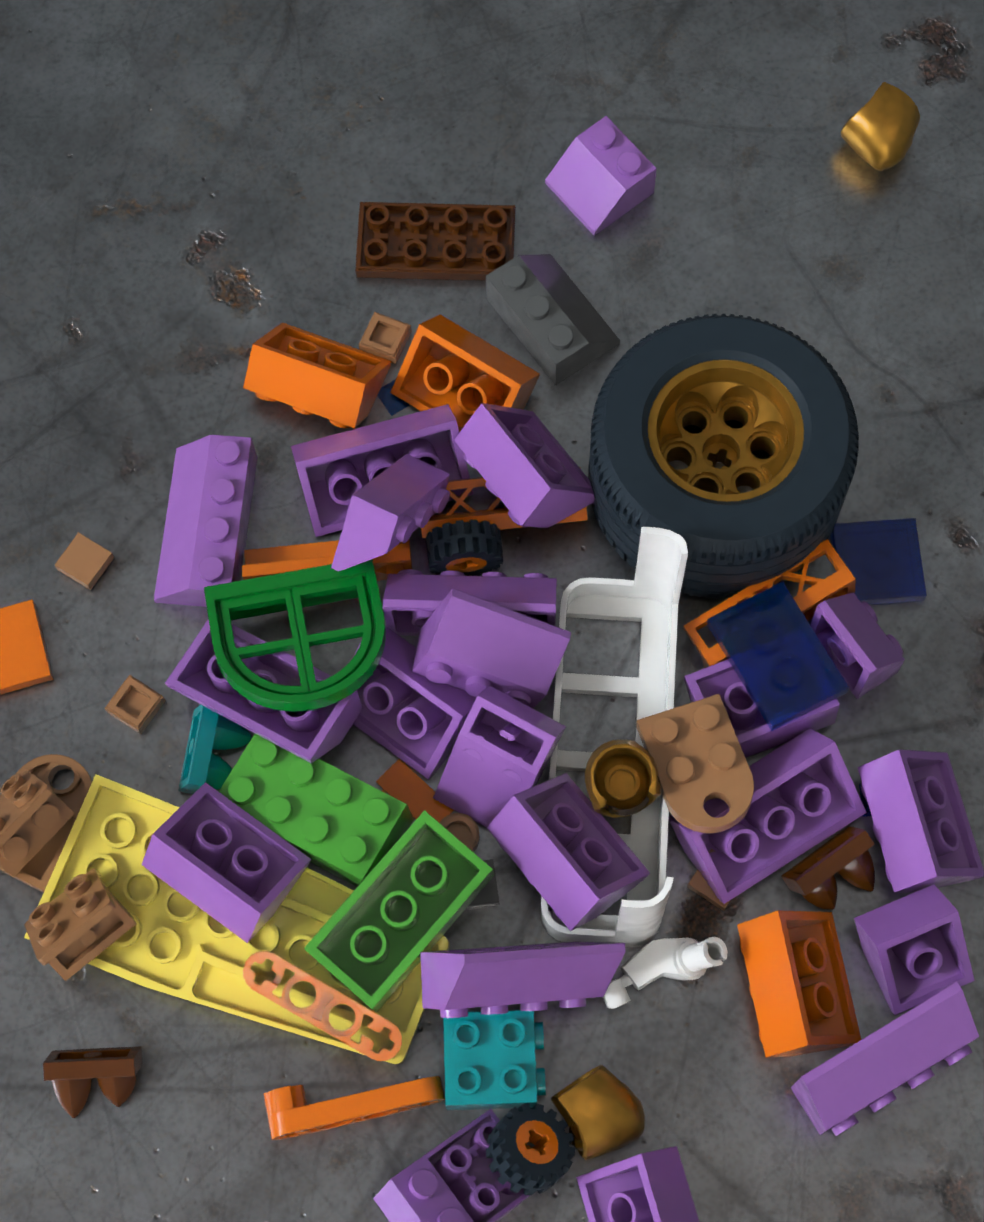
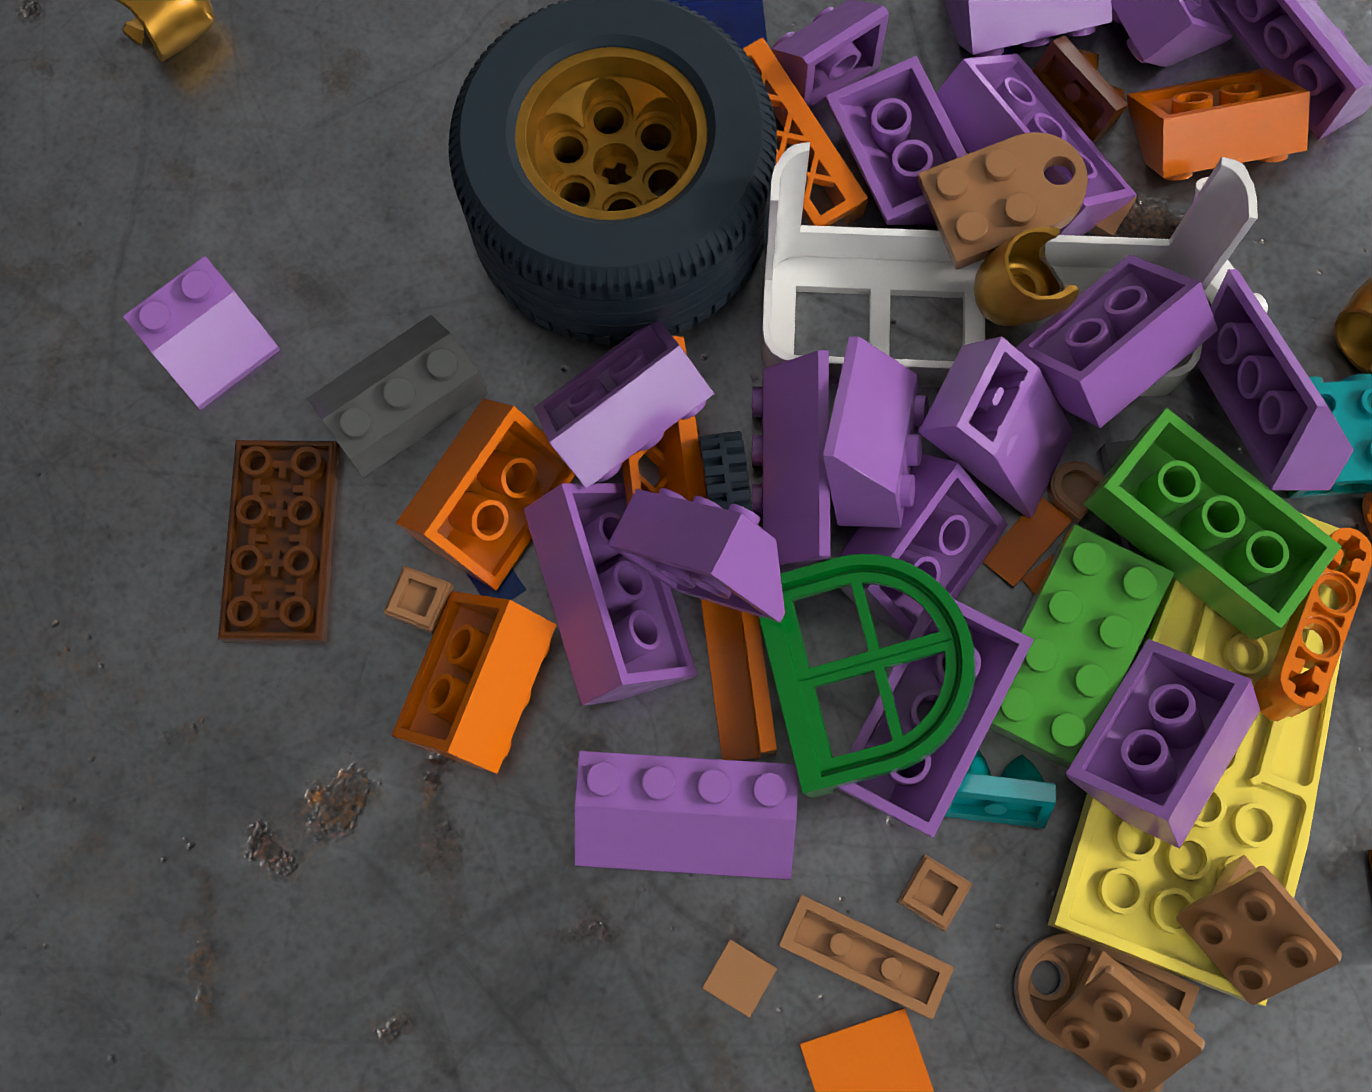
camera: 90 degrees left, 5 degrees up
(90, 648) = (866, 956): none -> medium nougat plate
(777, 656) = (863, 117): clear blue tile -> none

